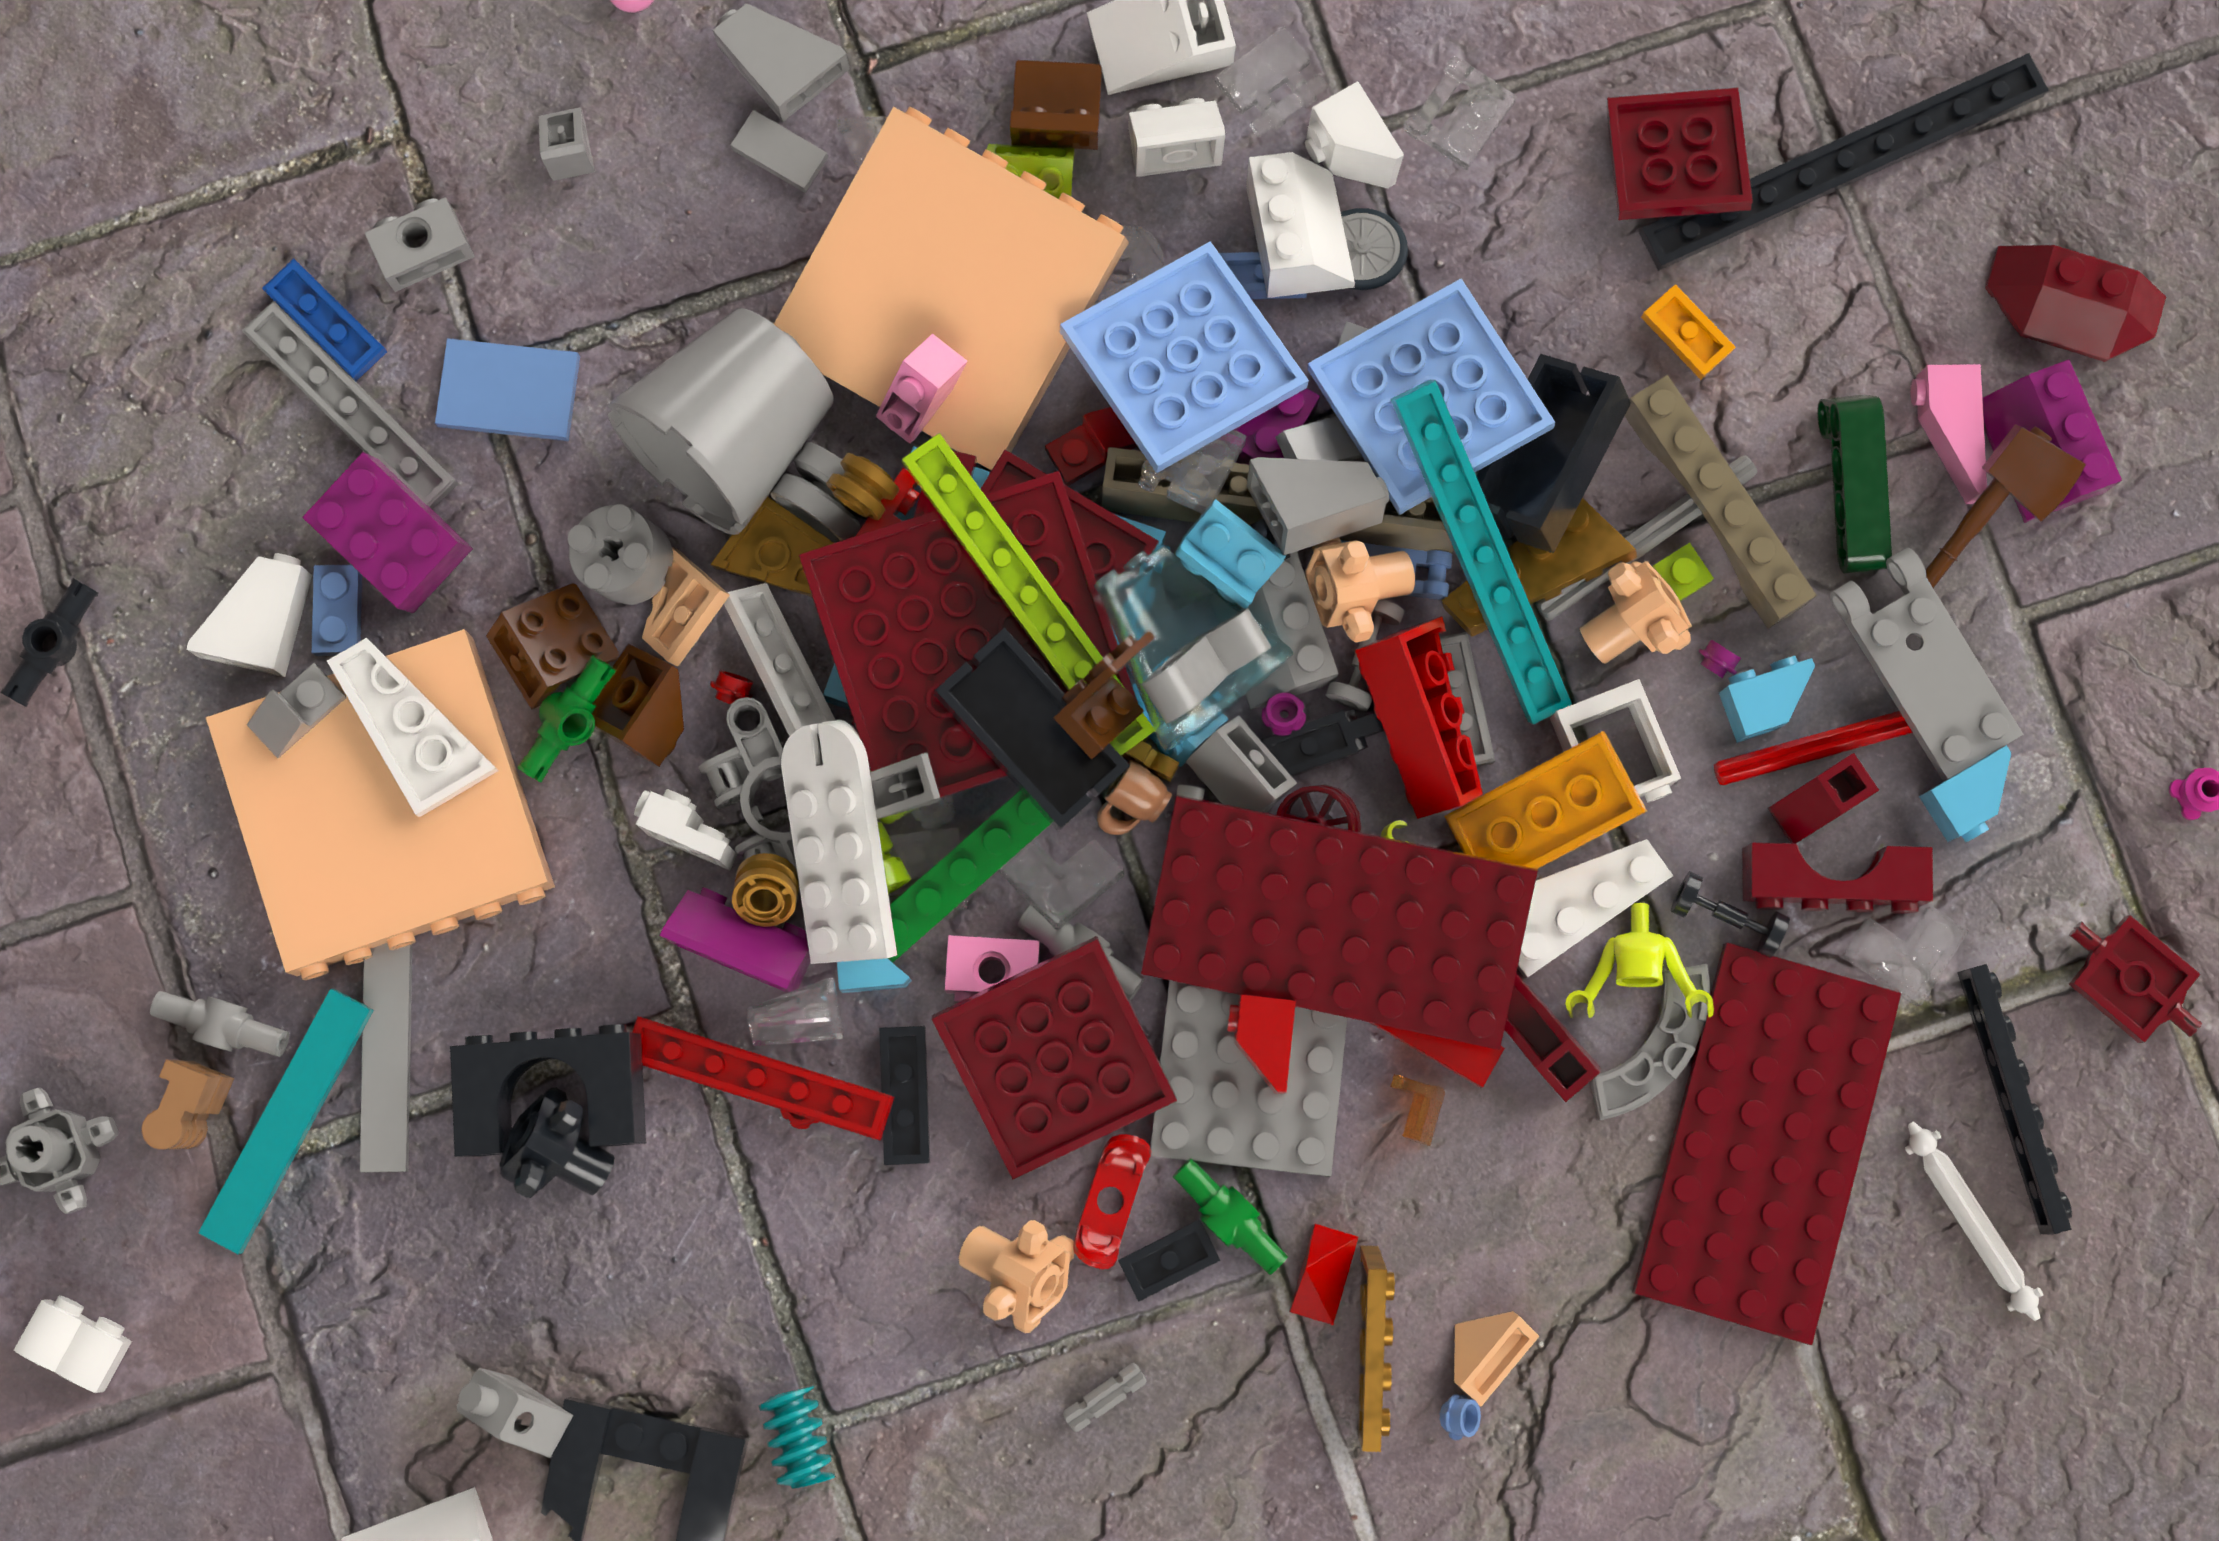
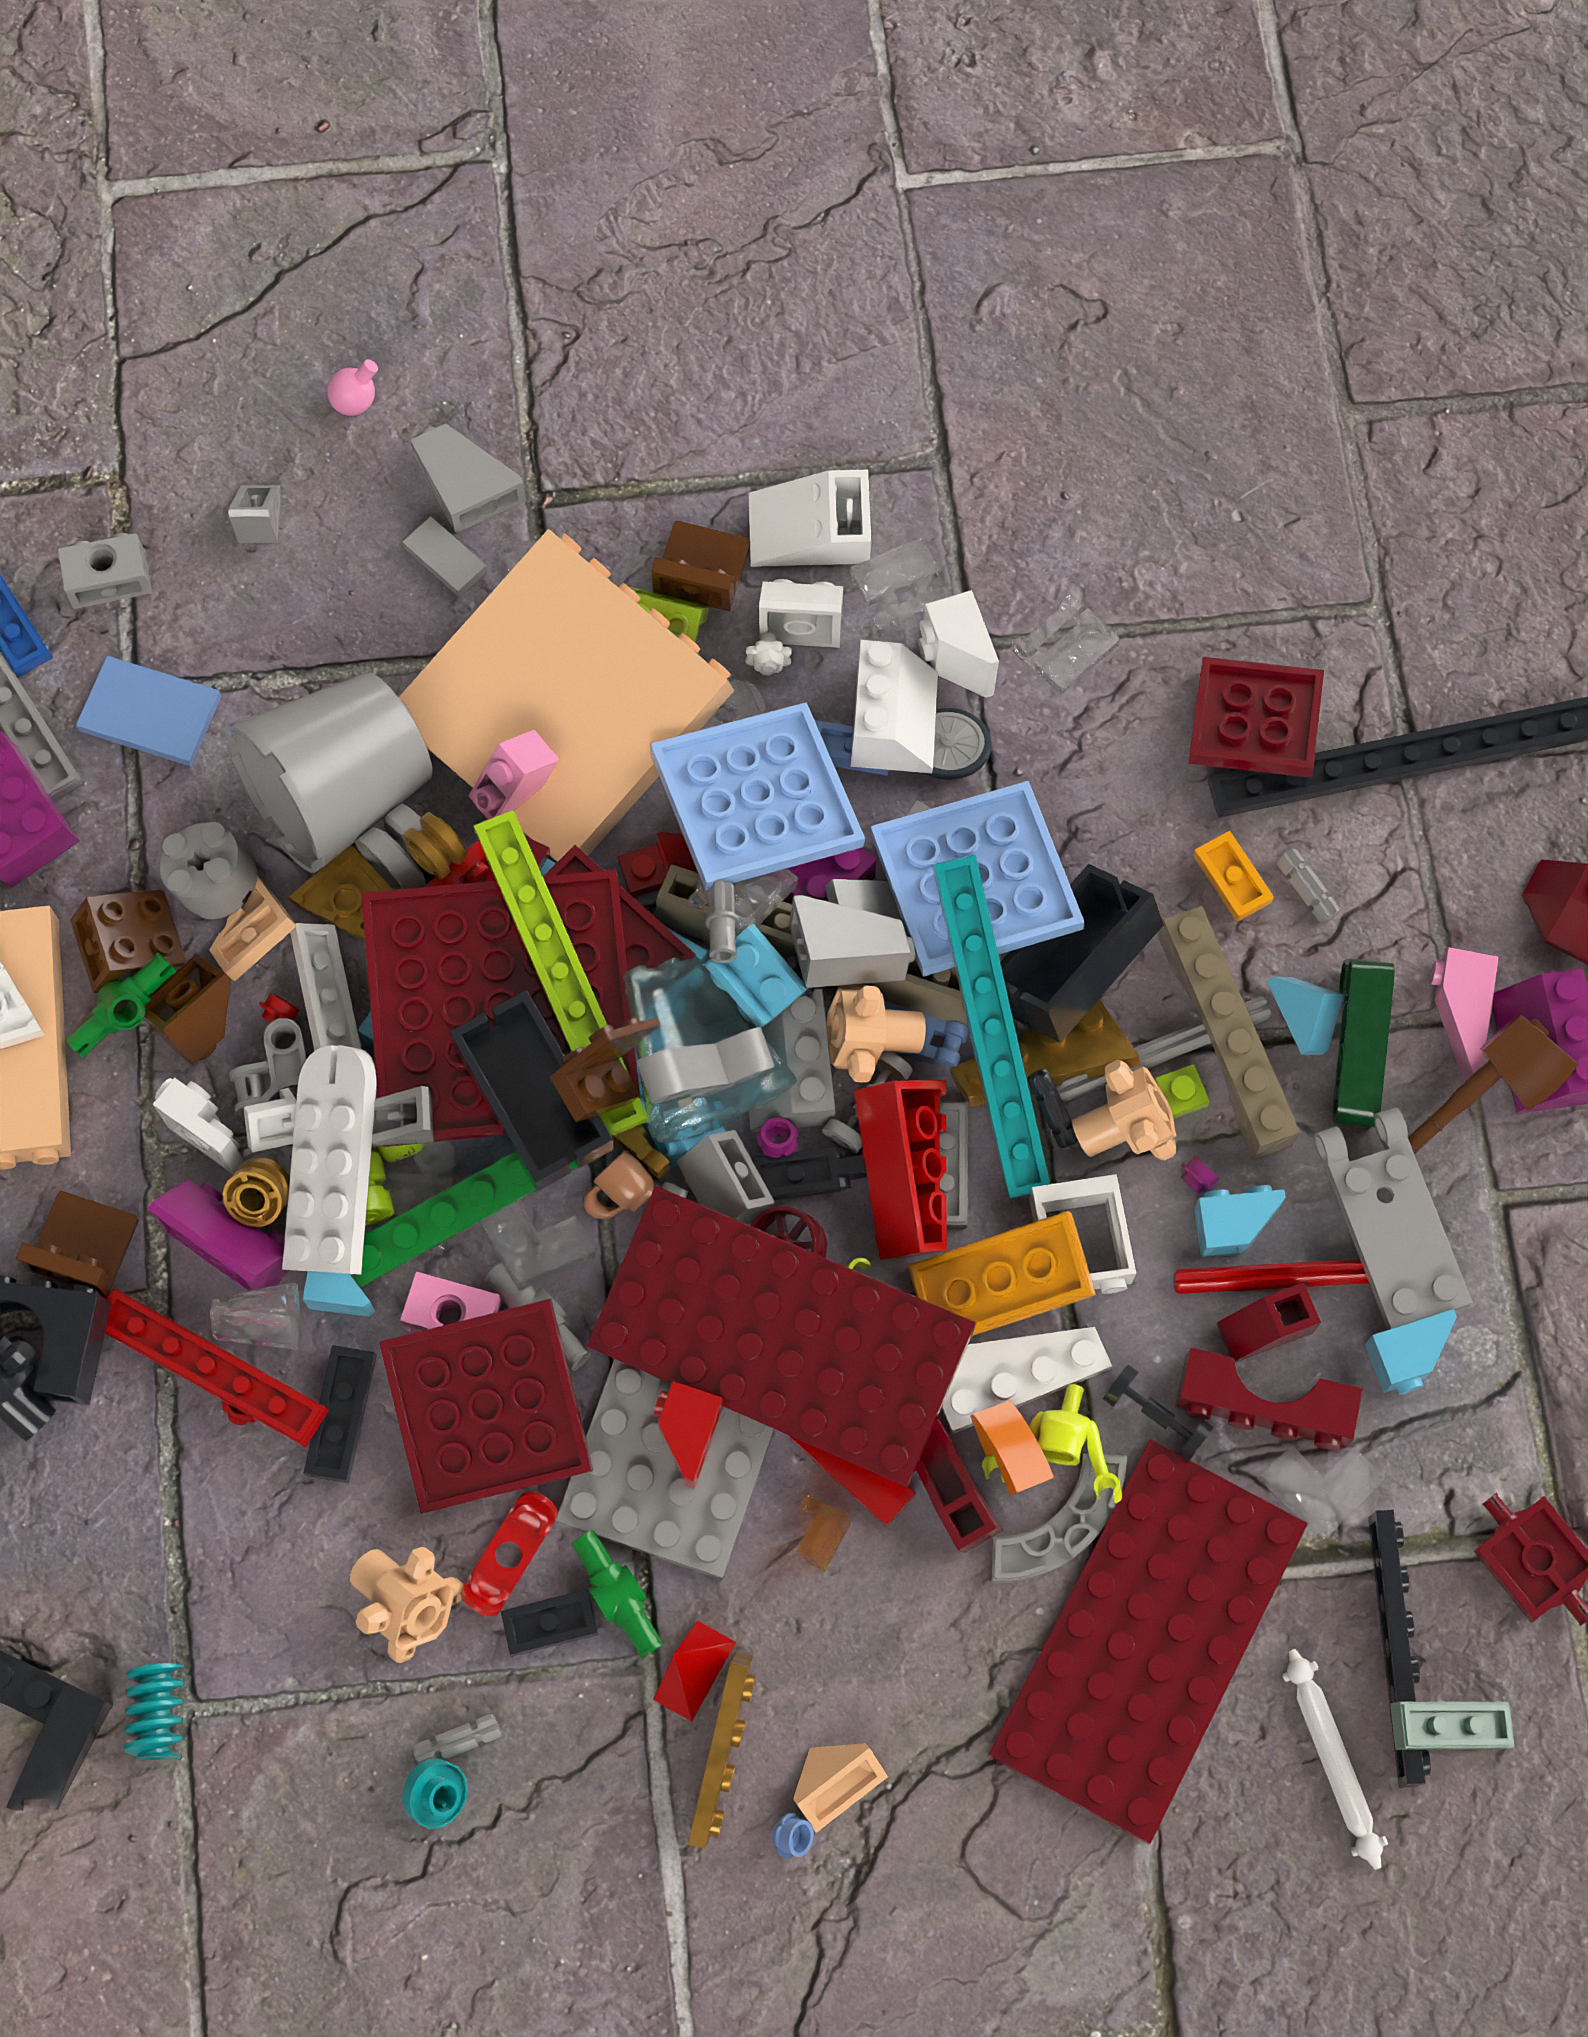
camera: 15 degrees right, 10 degrees down
(592, 977) = (80, 1243): none -> reddish brown bracket
(763, 813) = (271, 1122): none -> white bracket
(1097, 1455) = (434, 1793): none -> teal plate
(1151, 192) = (768, 655): none -> white plant
(1183, 505) = (722, 922): none -> light grey axle
(1557, 621) = (1052, 1107): none -> black axle
(1596, 982) = (1013, 1445): none -> orange slope
(1766, 325) = (1308, 886): none -> light grey axle
(1795, 462) = (1308, 1012): none -> medium azure slope
(2085, 1166) = (1452, 1725): none -> tile

